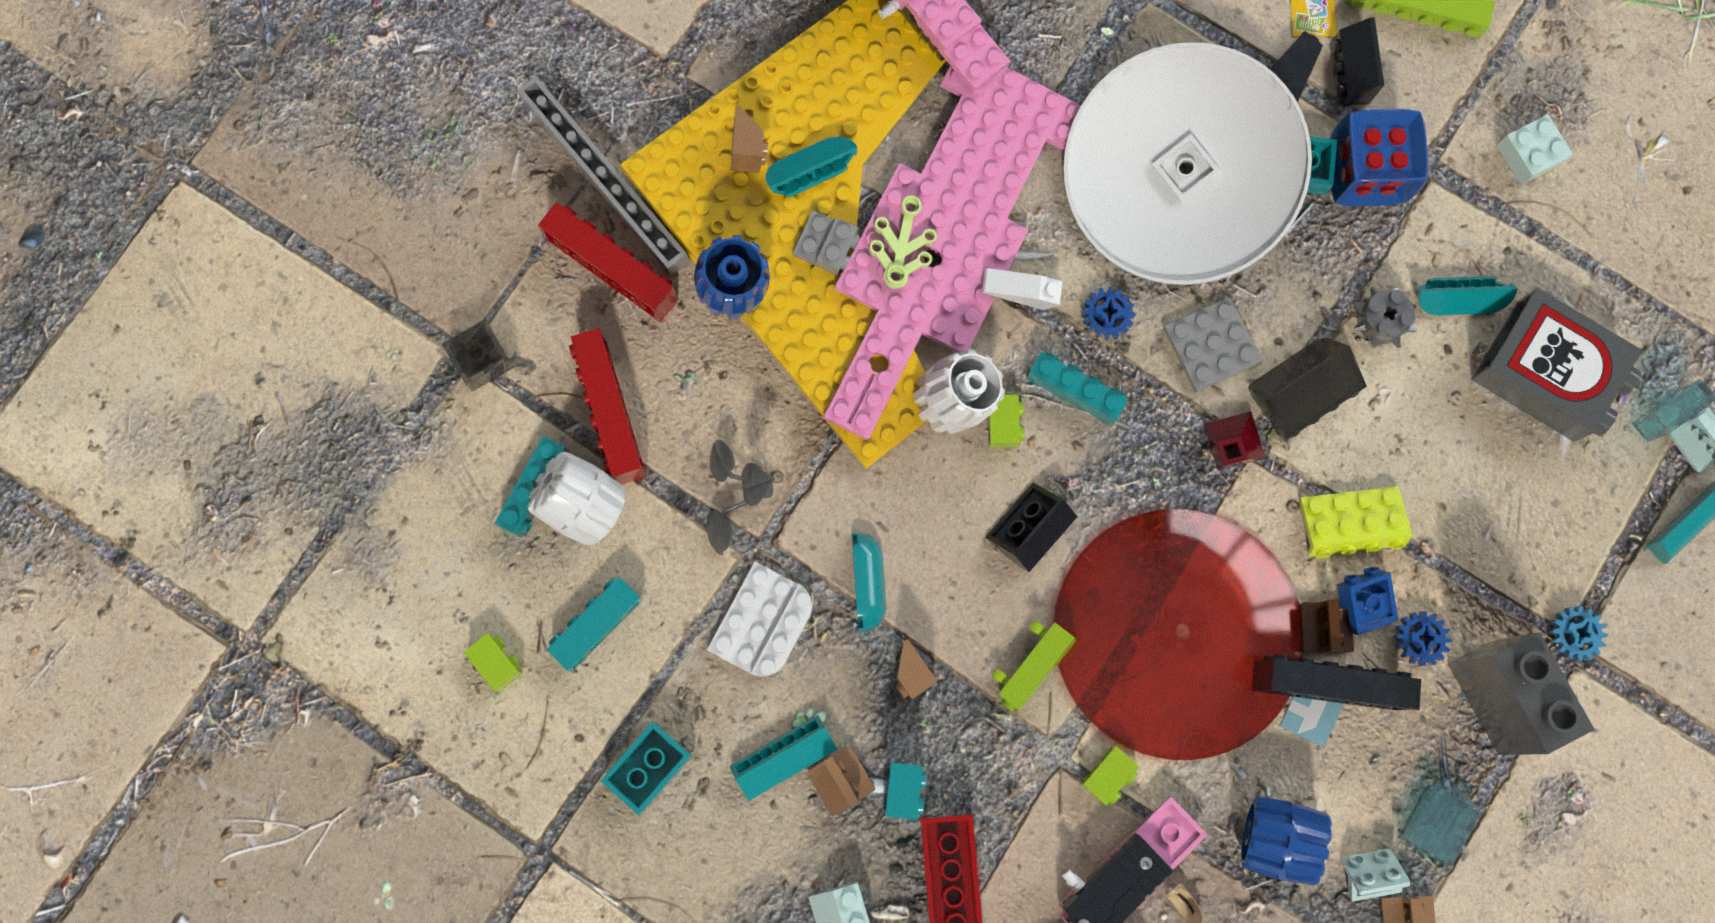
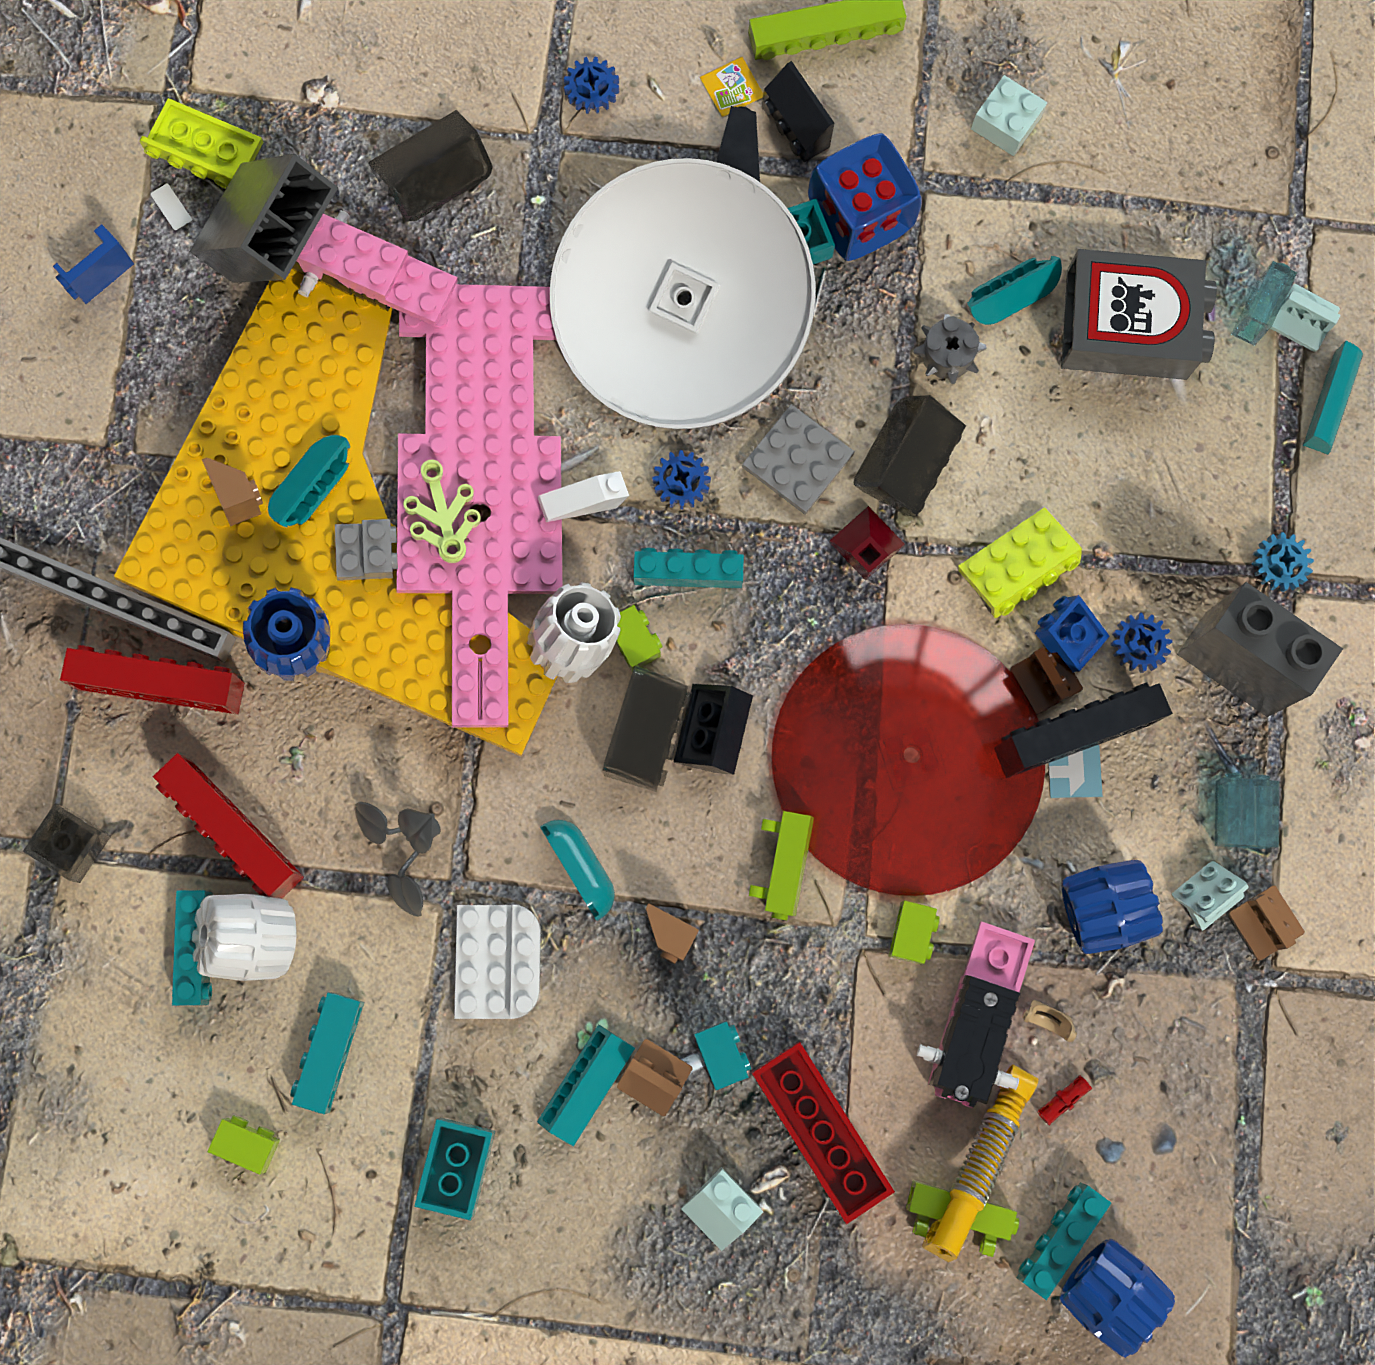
camera: 30 degrees left, 0 degrees up
(977, 499) = (646, 729): none -> clear smoke windscreen

